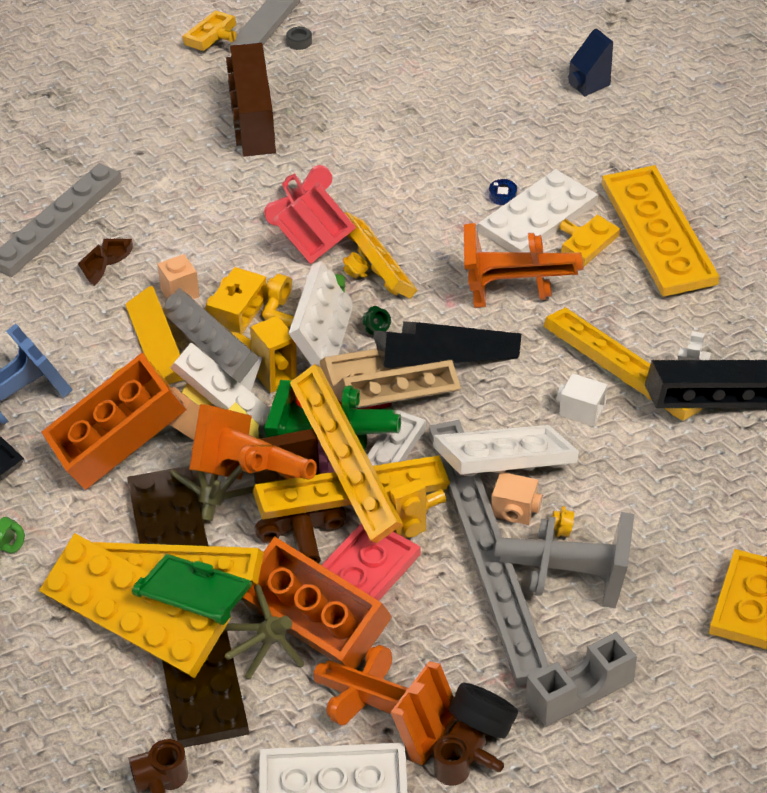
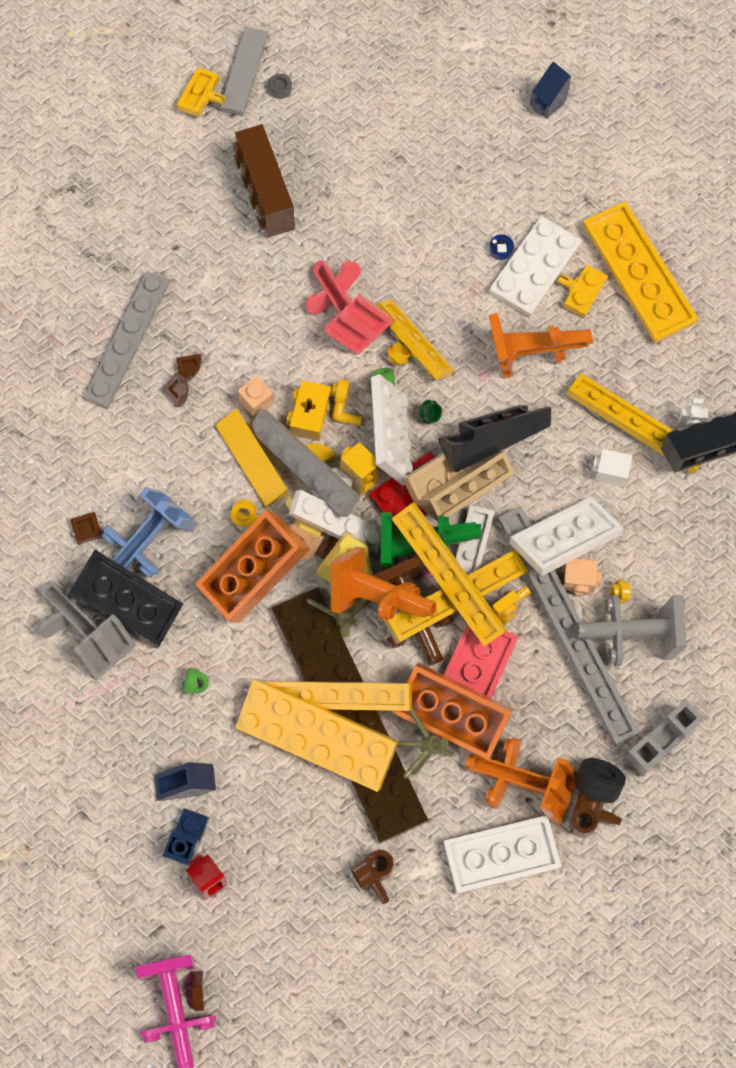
camera: 15 degrees left, 25 degrees up
(190, 588) = (365, 728): green door -> none

